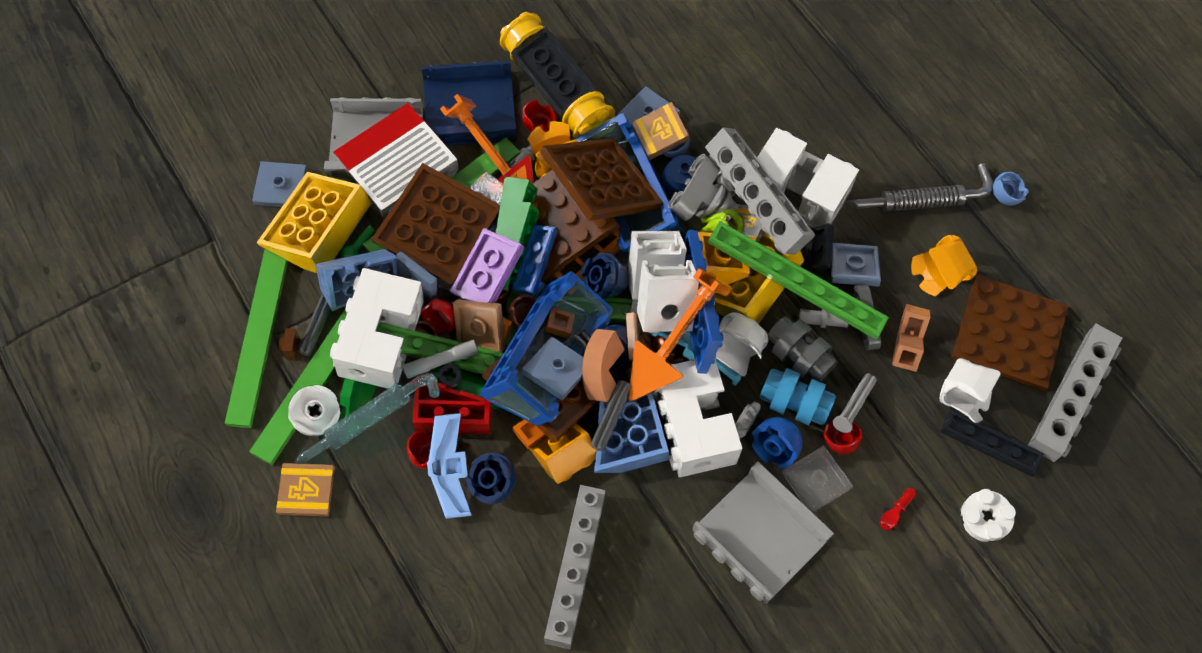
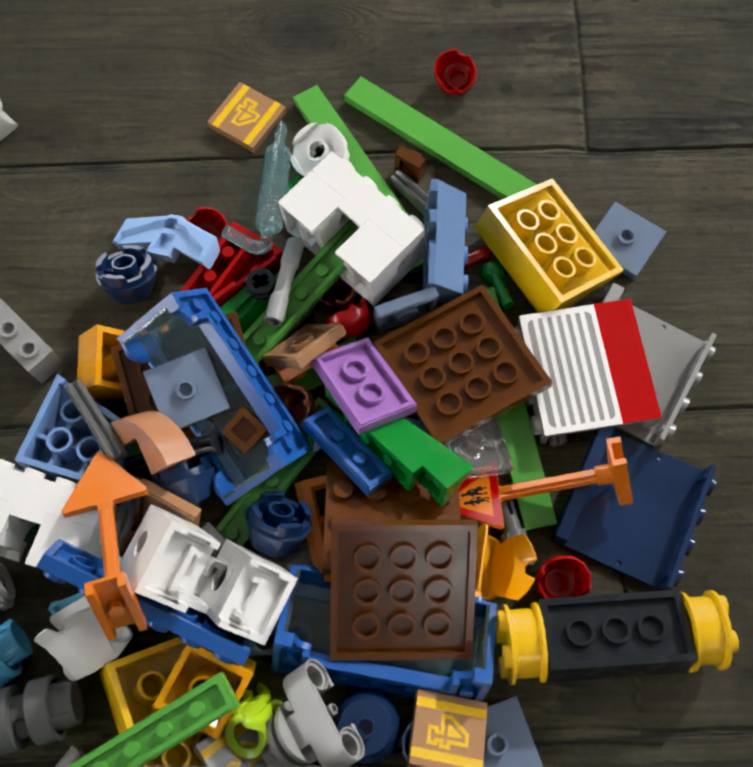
camera: 125 degrees right, 5 degrees up
(190, 353) = (455, 72): none -> red hair

